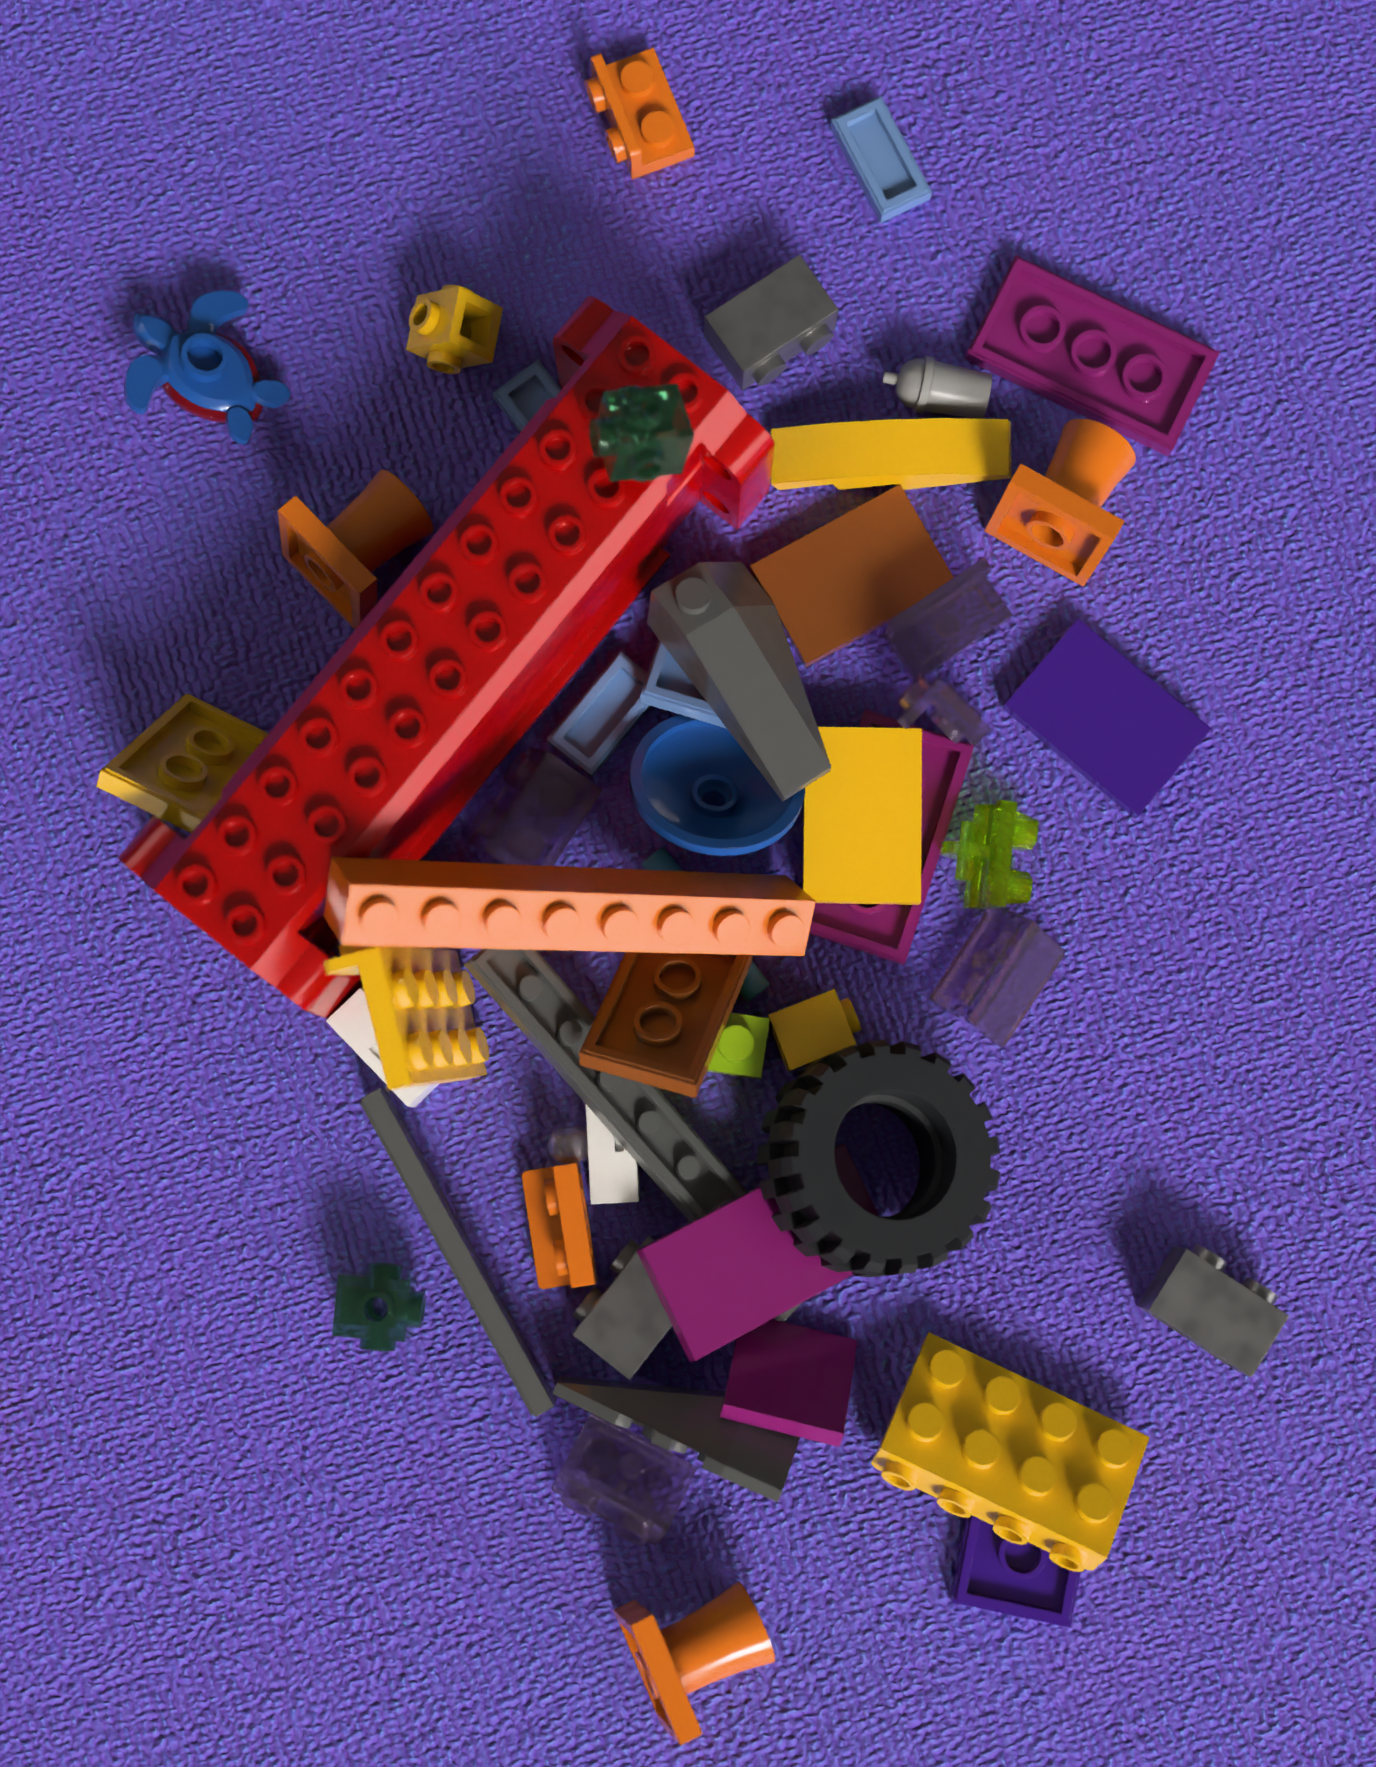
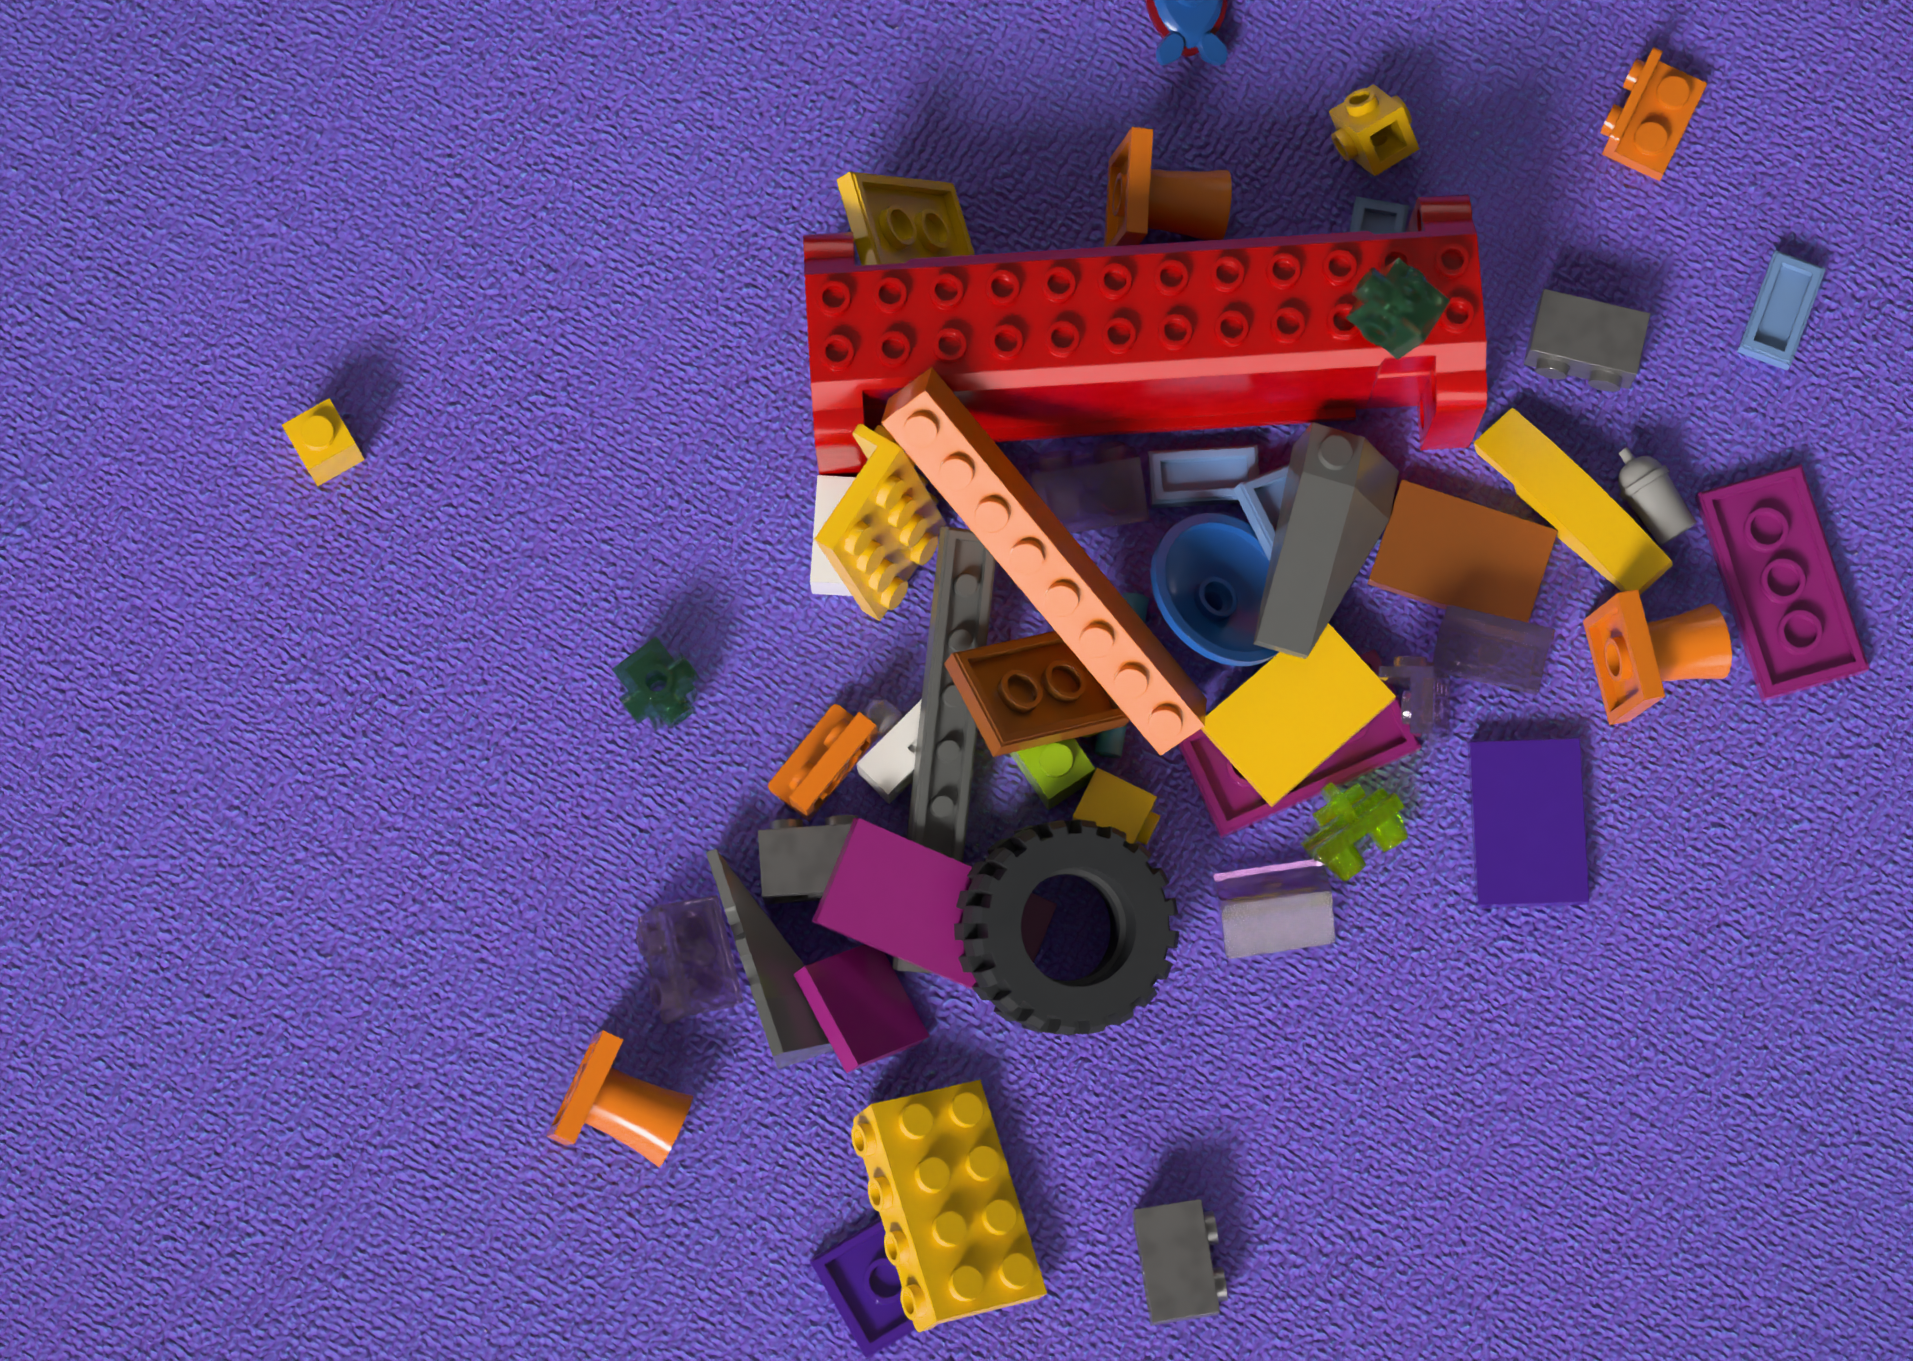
camera: 50 degrees right, 5 degrees down
(458, 1252) = (742, 707): dark grey tile -> none

